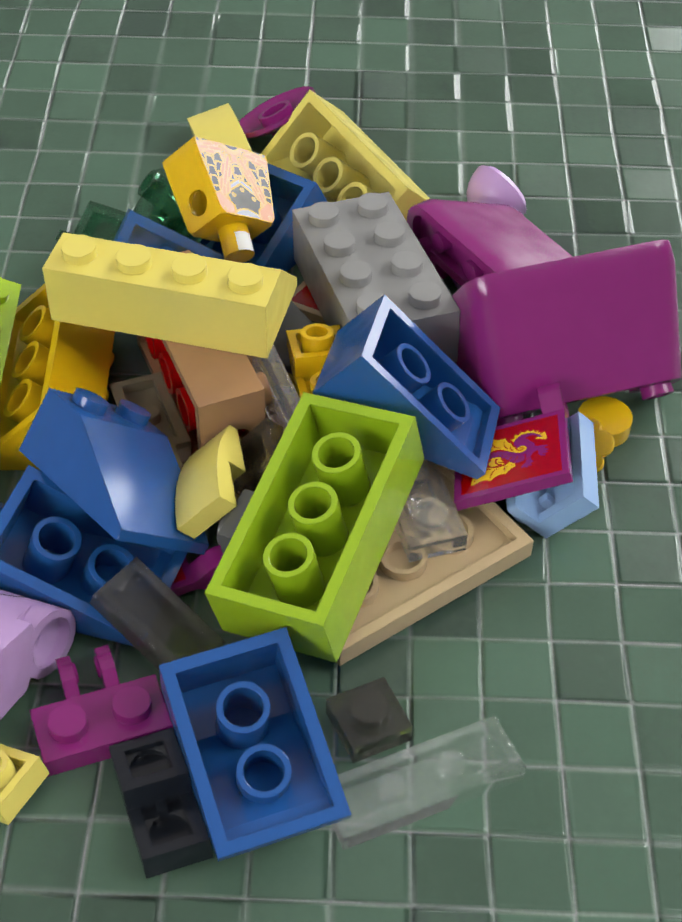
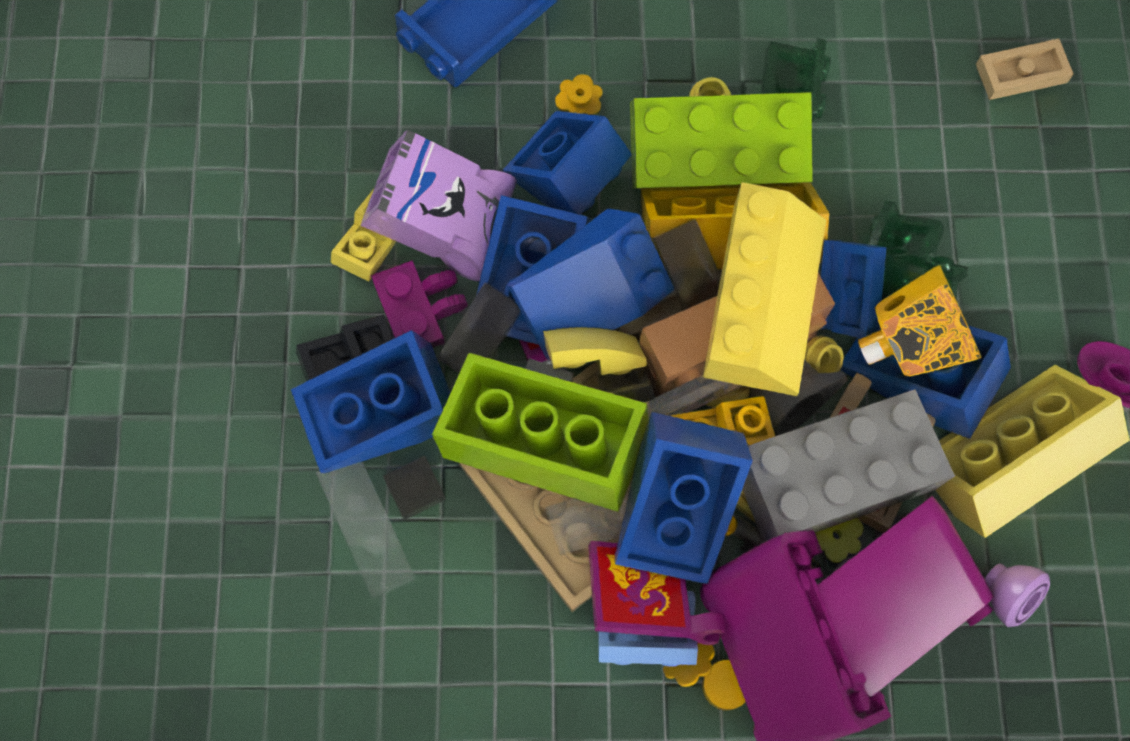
camera: 85 degrees right, 25 degrees up
(118, 379) = (688, 263): none -> clear smoke tile
(219, 126) = (1073, 325): light yellow slope -> none

